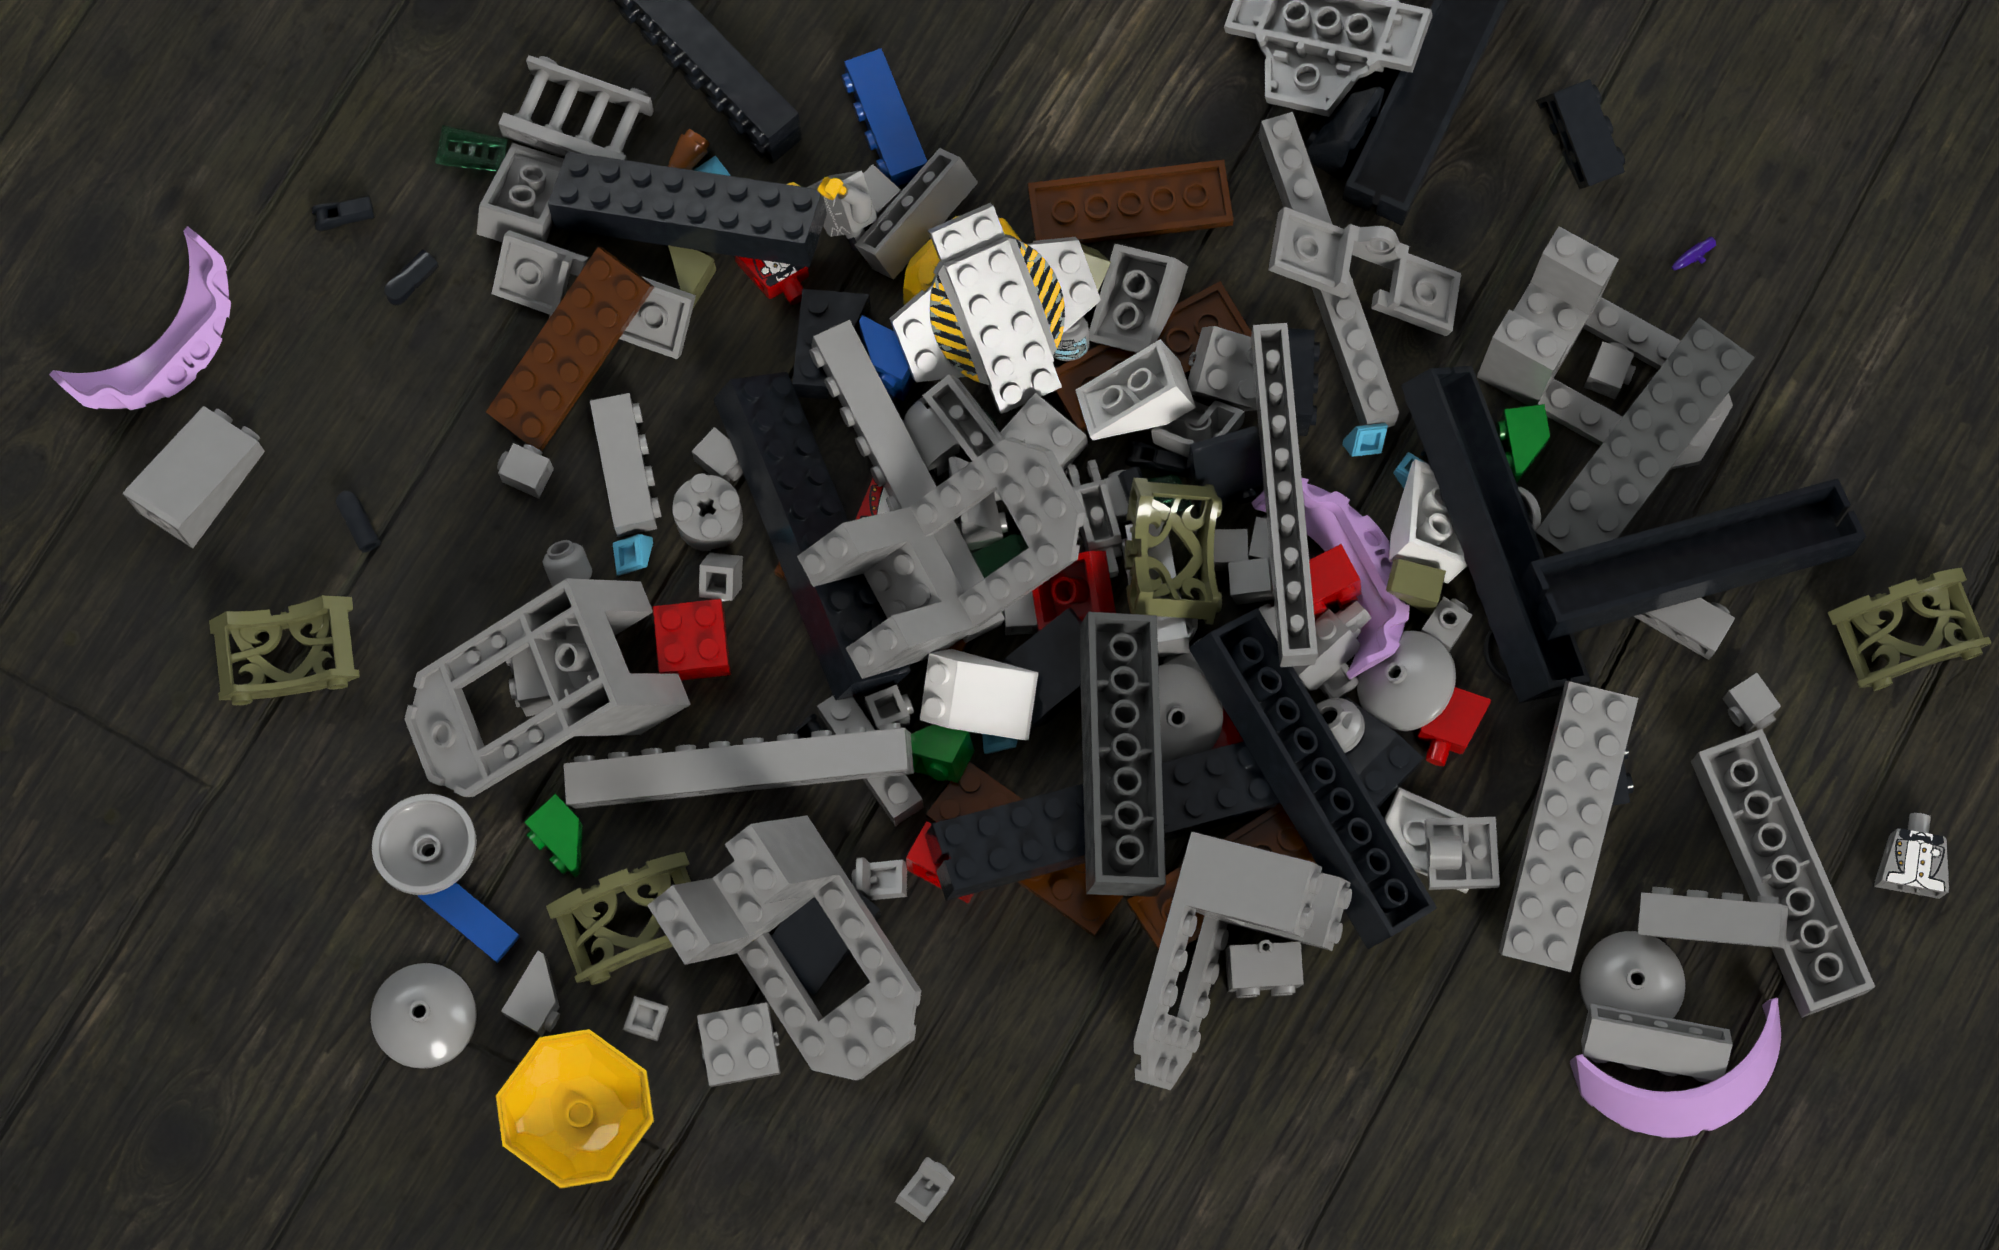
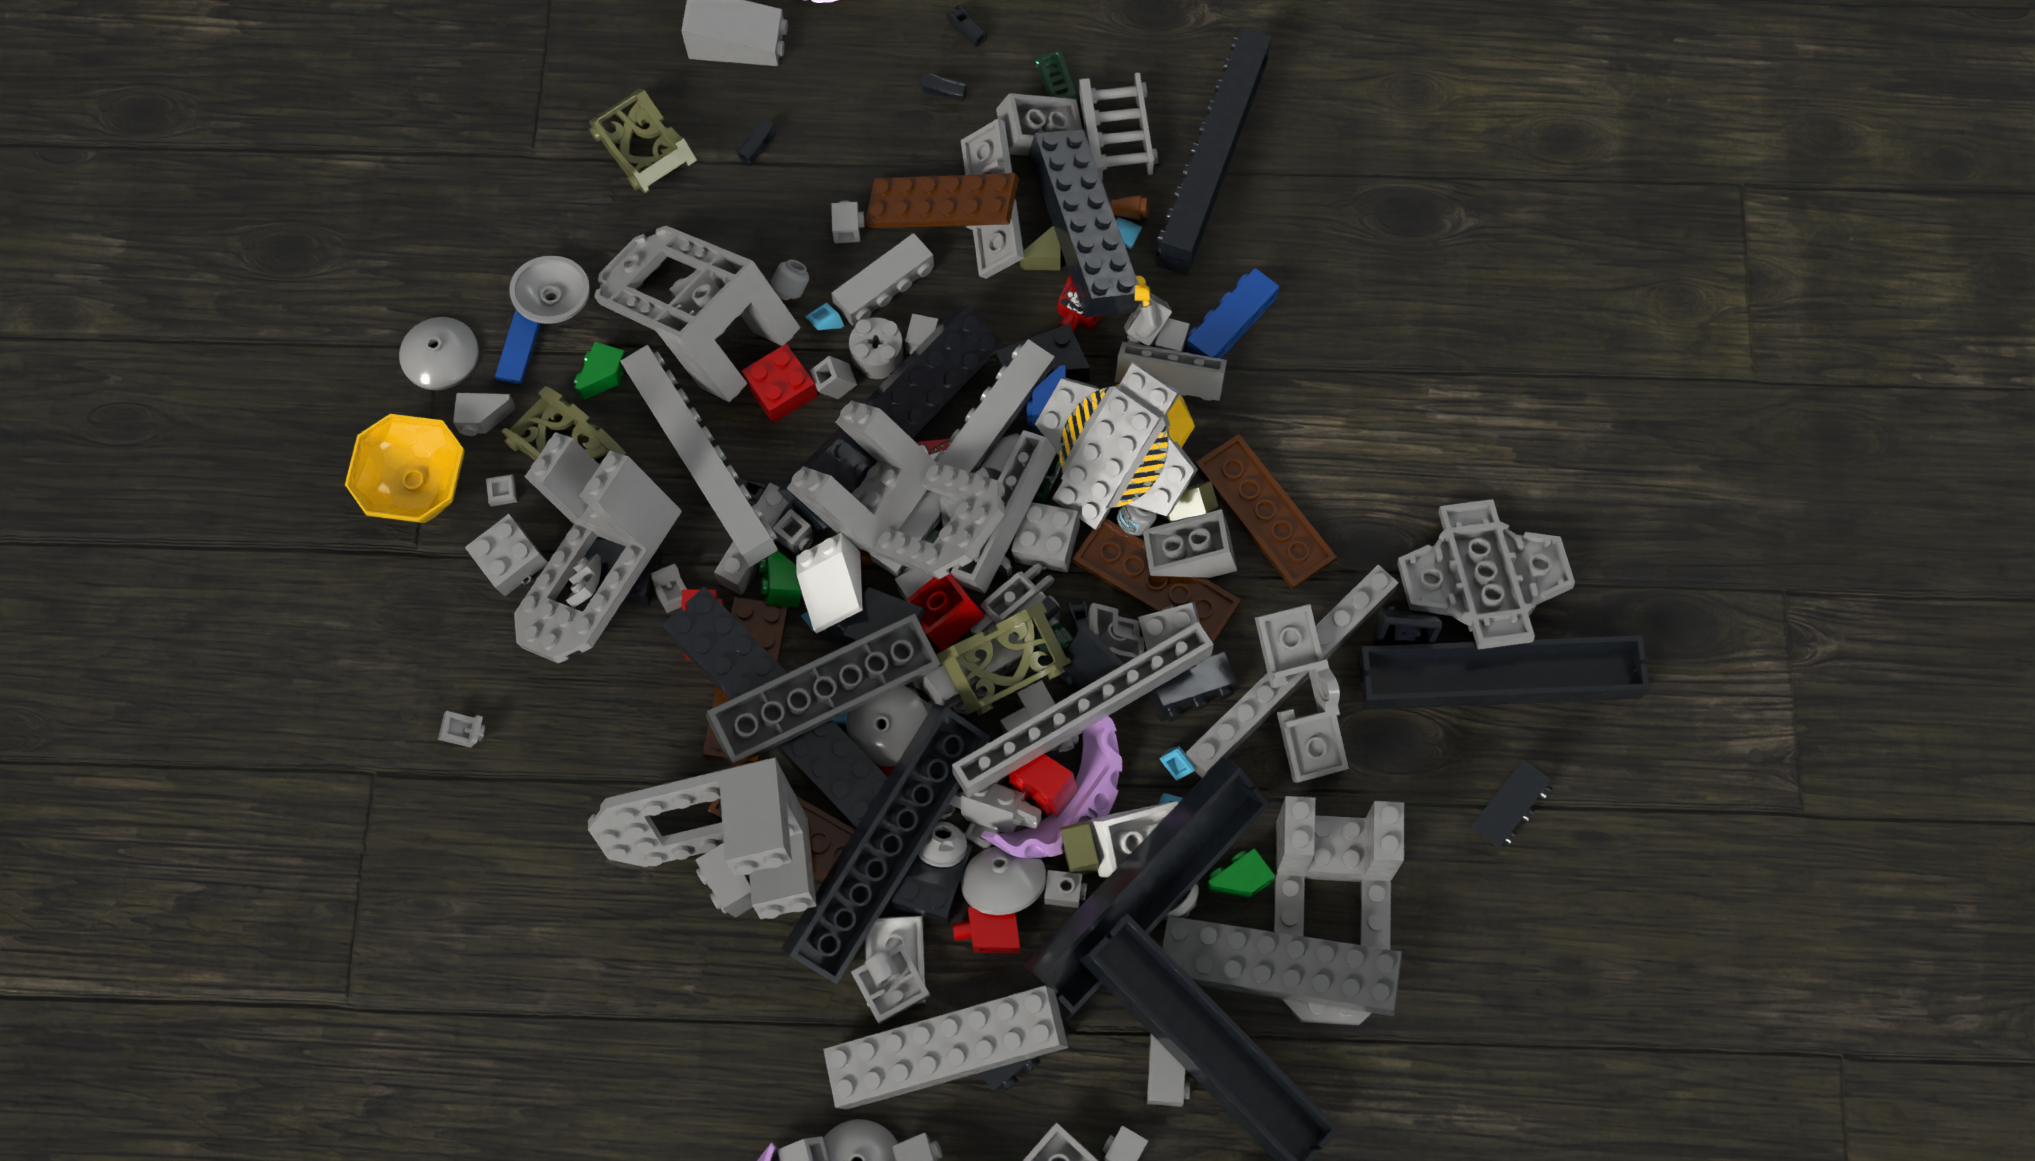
camera: 65 degrees right, 5 degrees down
(826, 965) = (584, 579): none -> light grey slope
(1136, 394) = (1115, 580): white slope -> none
(1610, 369) = (1335, 915): light grey brick -> none
(1694, 254) = (1468, 937): dark purple helmet -> none

